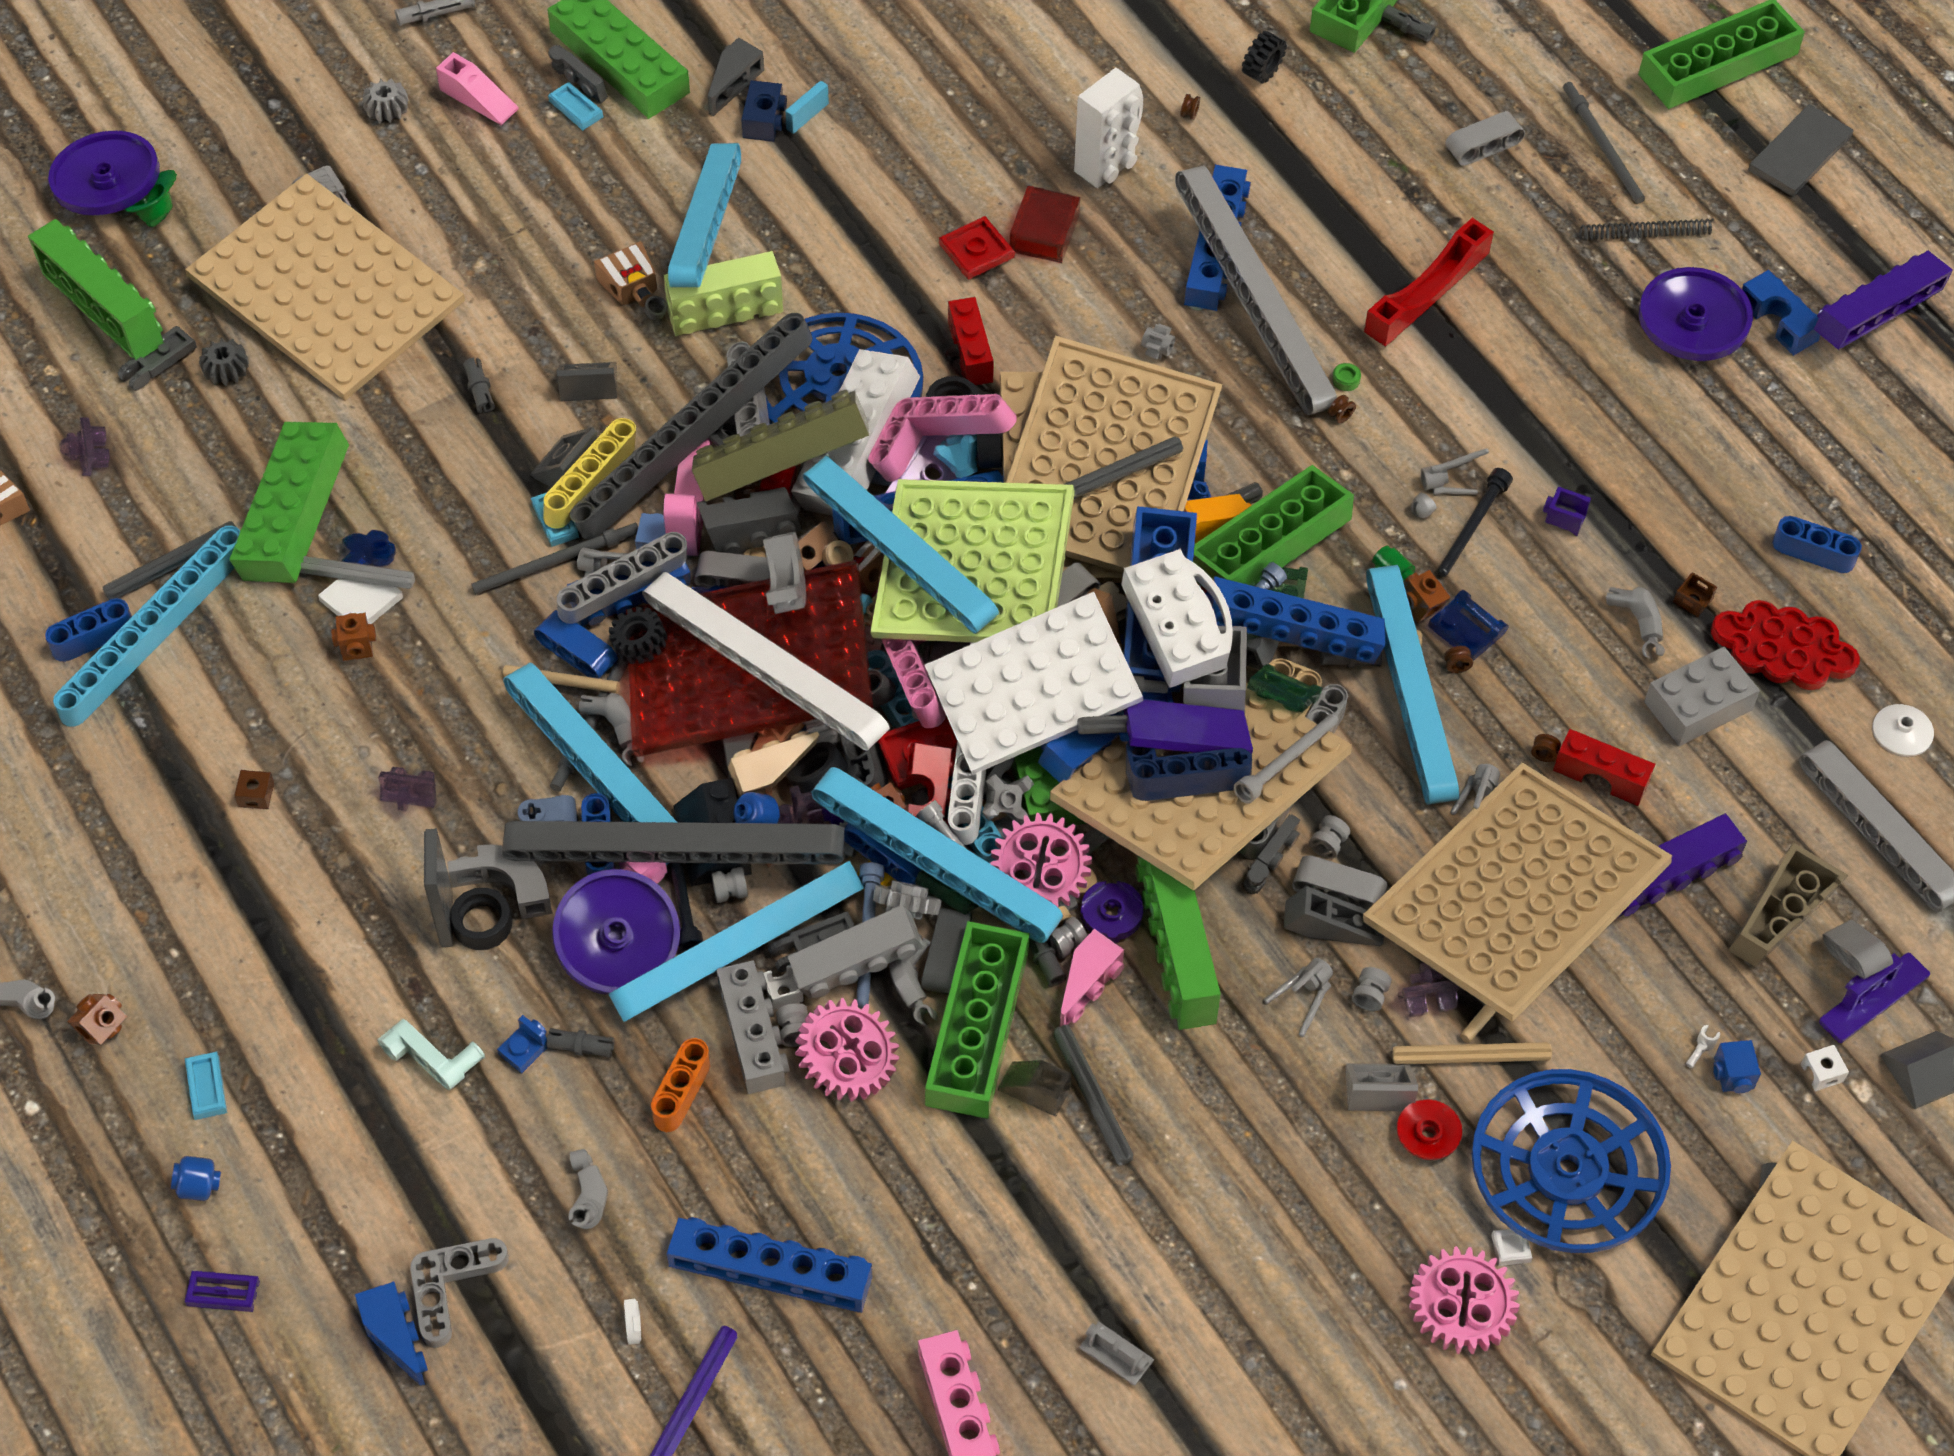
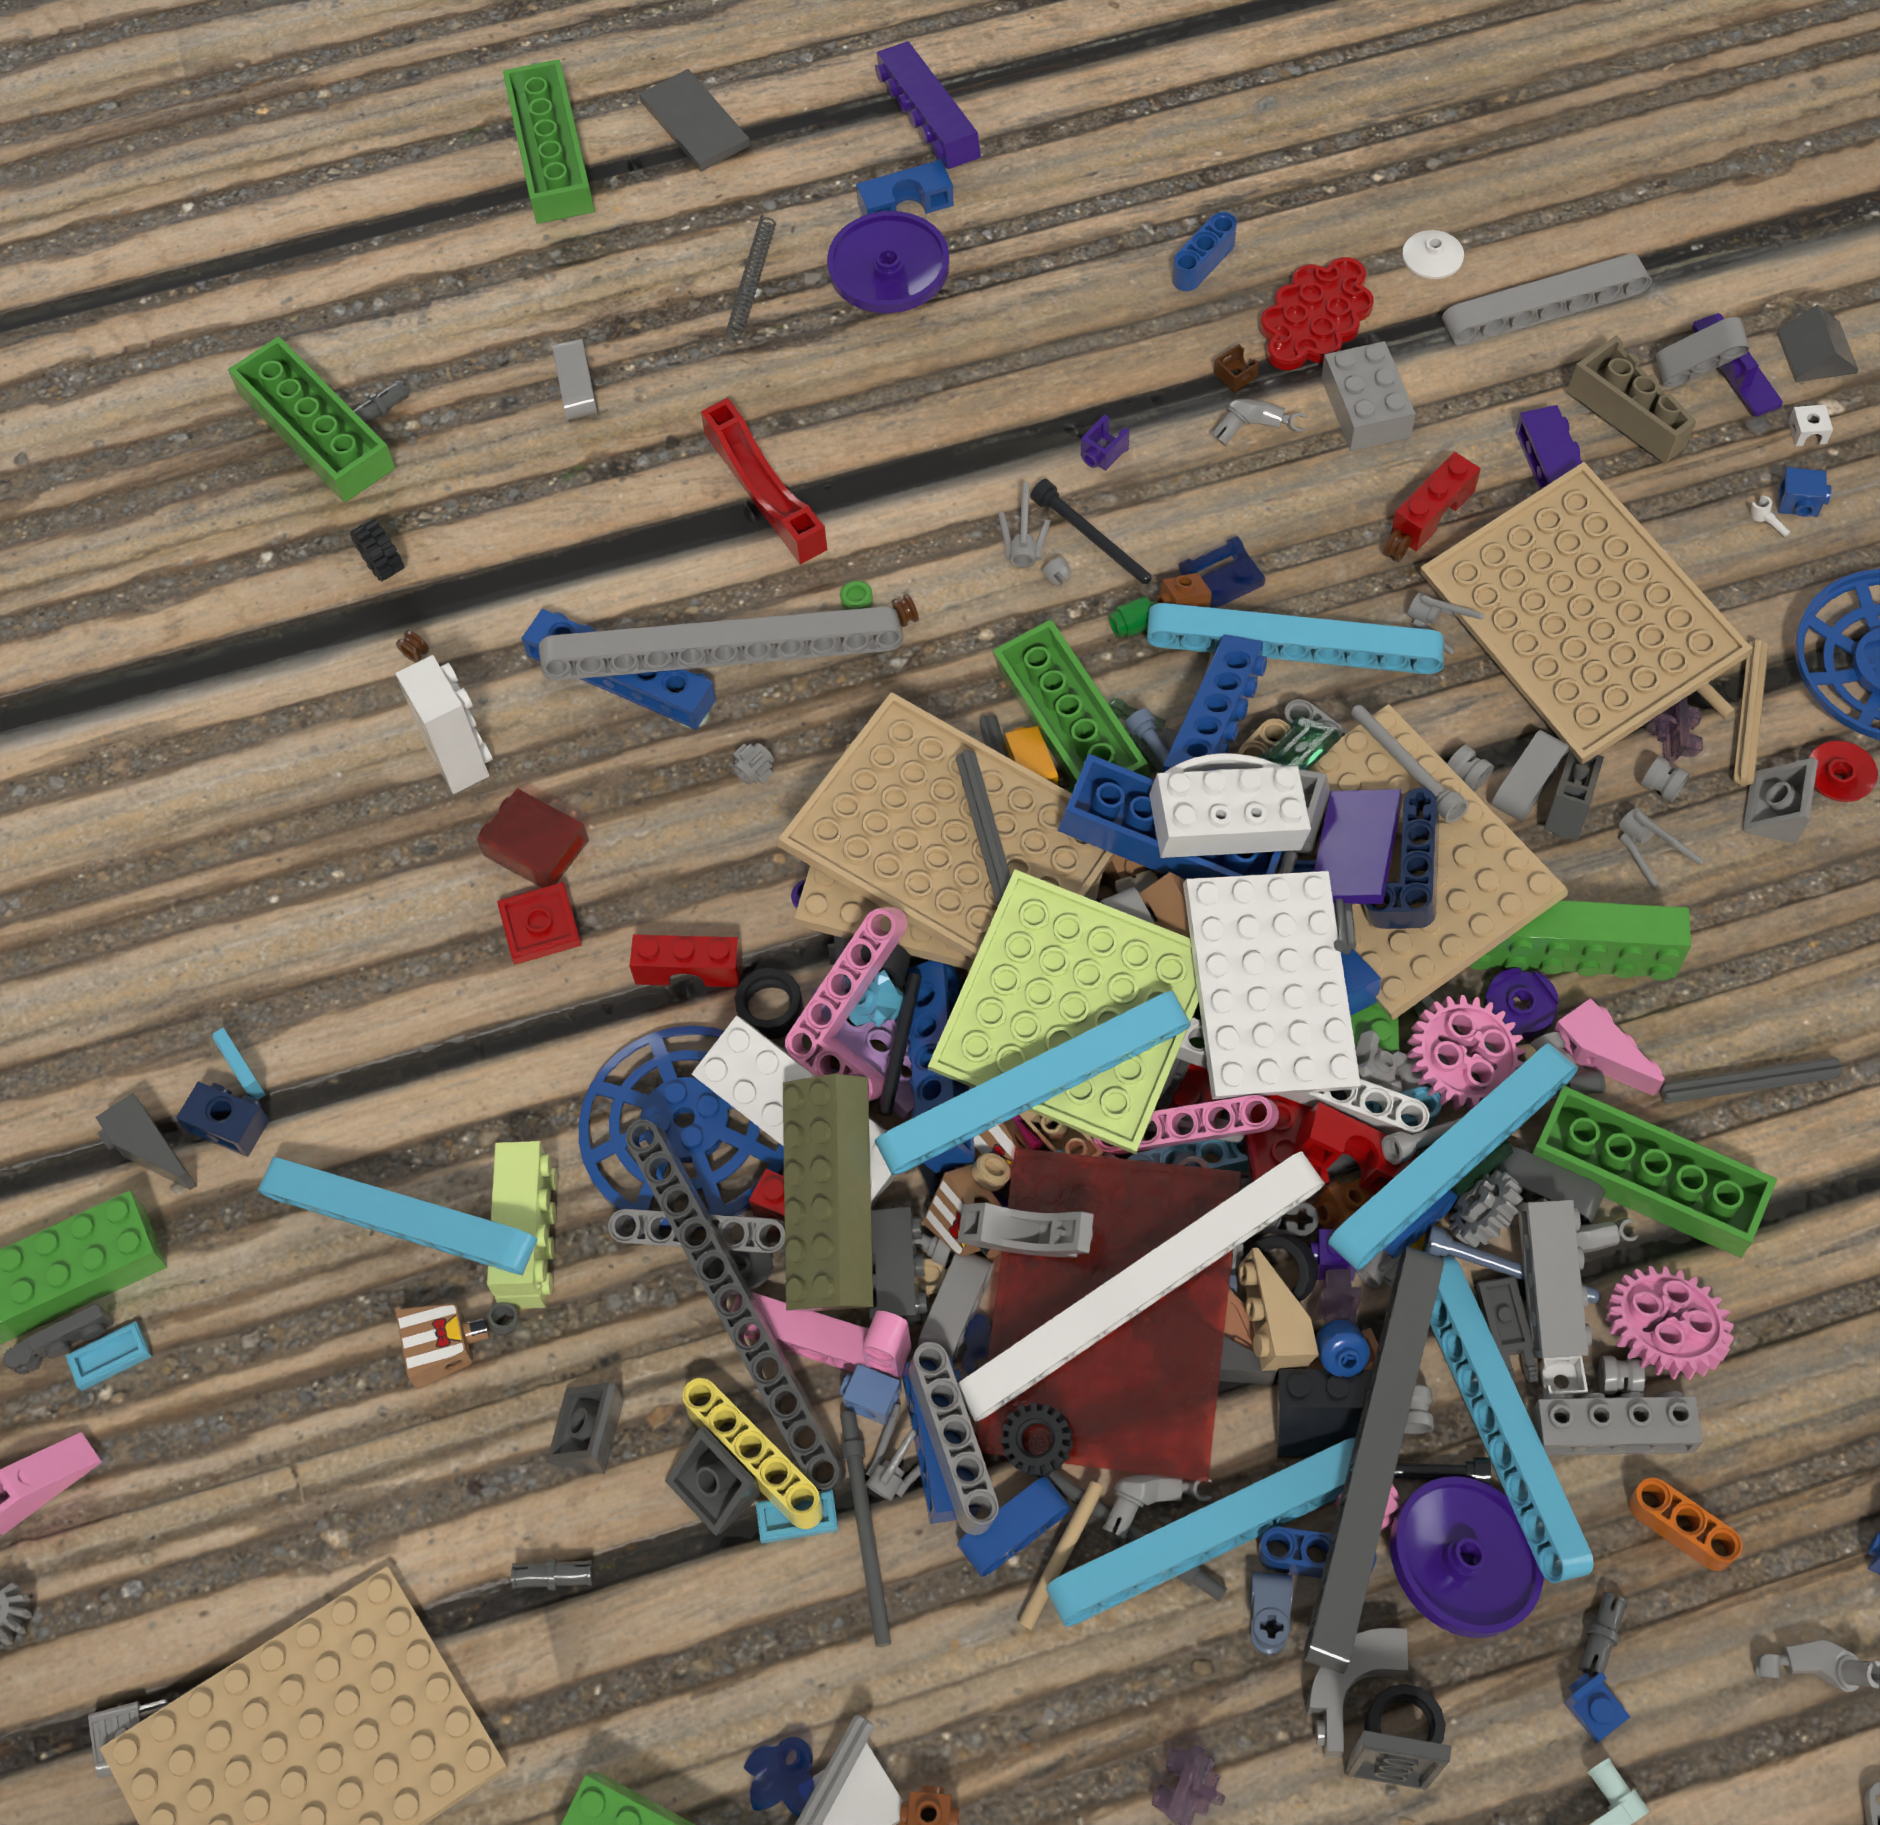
camera: 70 degrees left, 5 degrees up
(940, 475) = (899, 1044): none -> black bar
(1037, 1084) = (1745, 1125): clear smoke slope -> none
(1458, 659) = (1268, 591): reddish brown bush -> none
(1580, 106) = (558, 284): dark grey bar -> none

